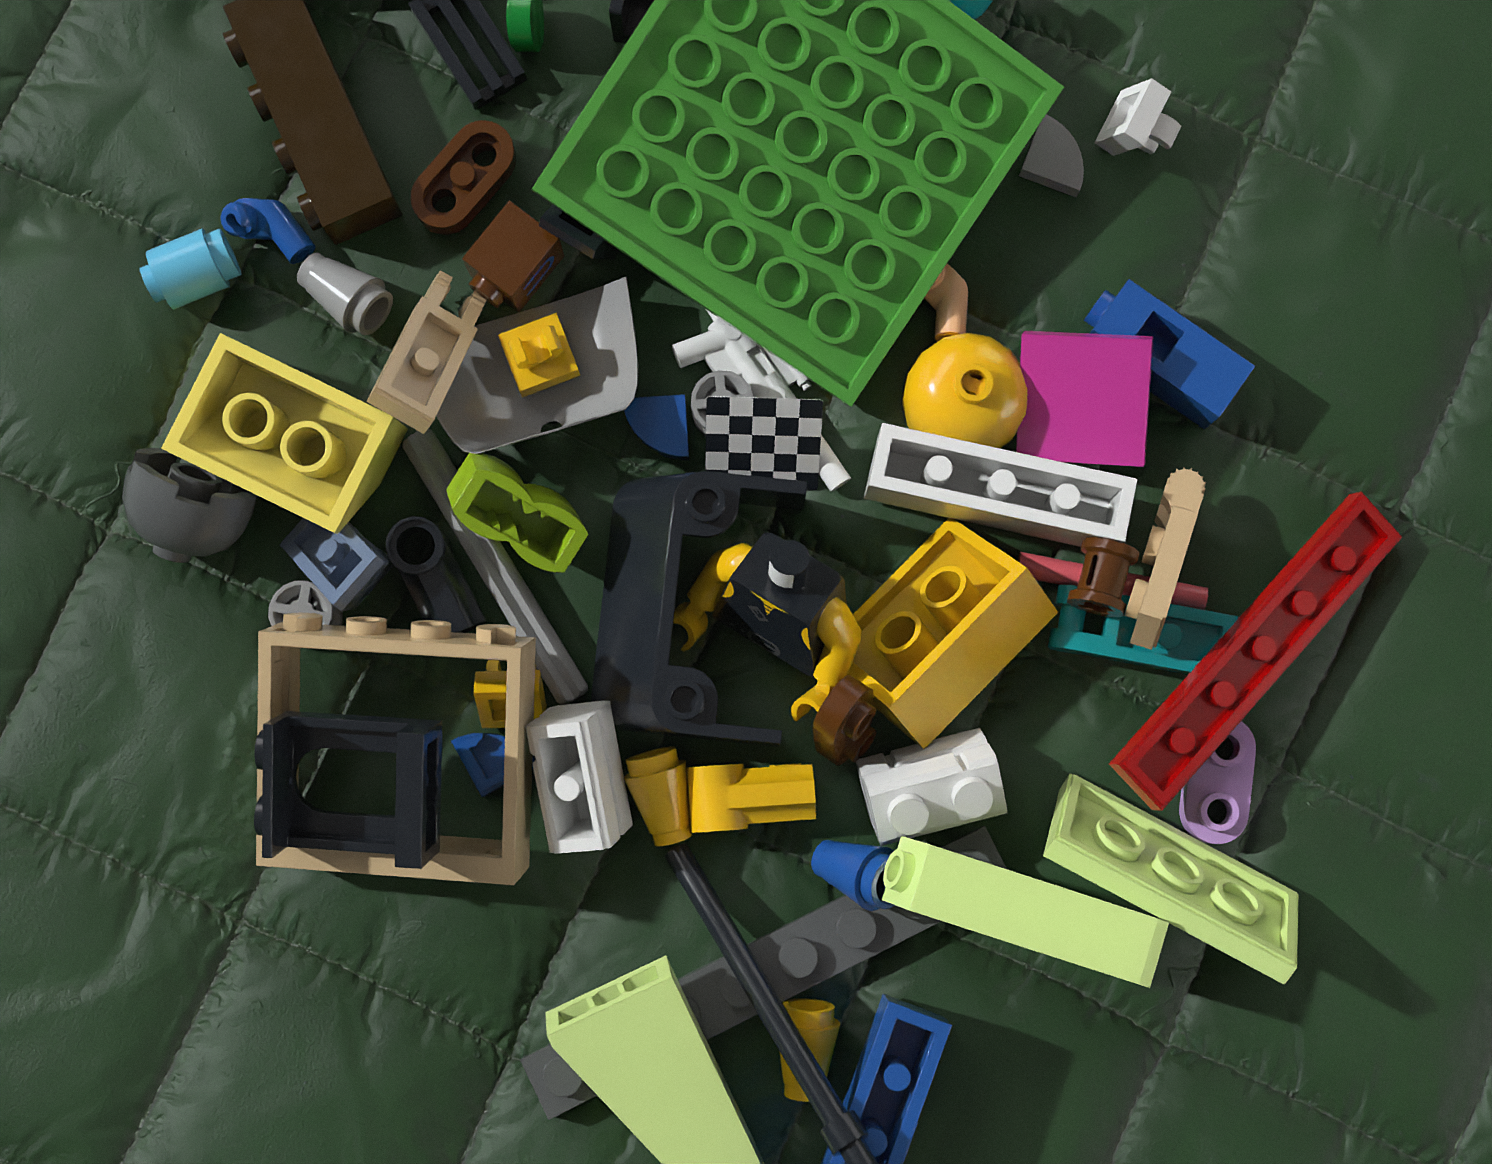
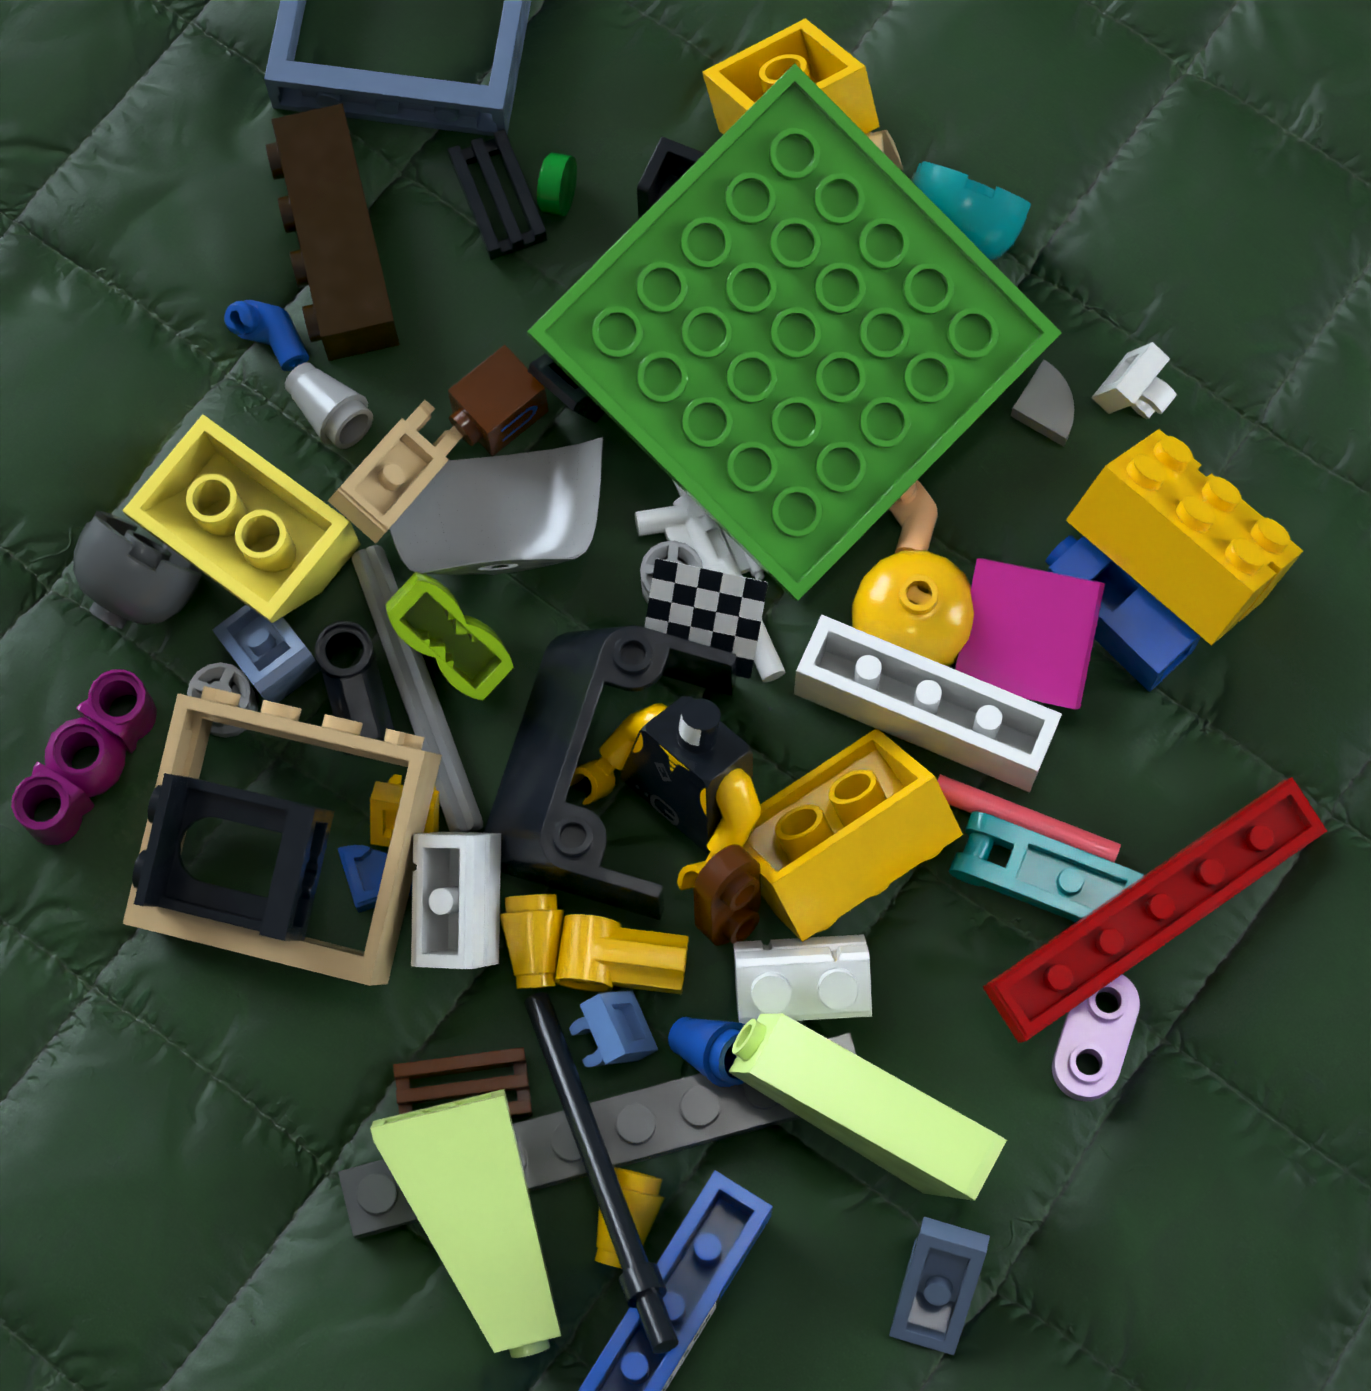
camera: 15 degrees right, 10 degrees down
(160, 722) = (93, 728): none -> magenta piece
(190, 267) = (185, 354): medium azure brick -> none
(459, 177) = (461, 317): reddish brown plate -> none
(539, 355) = (503, 498): yellow tile -> none
(661, 424) = (608, 585): blue tile -> none
(676, 935) = (513, 1057): none -> reddish brown tile
(760, 868) = (616, 1028): none -> medium blue tile
(1103, 577) = (1012, 805): reddish brown bush -> none
(1118, 1056) = (939, 1285): none -> sand blue slope
(1165, 552) = (1079, 800): tan hinge -> none
(1175, 877) = (1028, 1111): yellowish green tile -> none
(1222, 273) = (1184, 535): none -> yellow piece

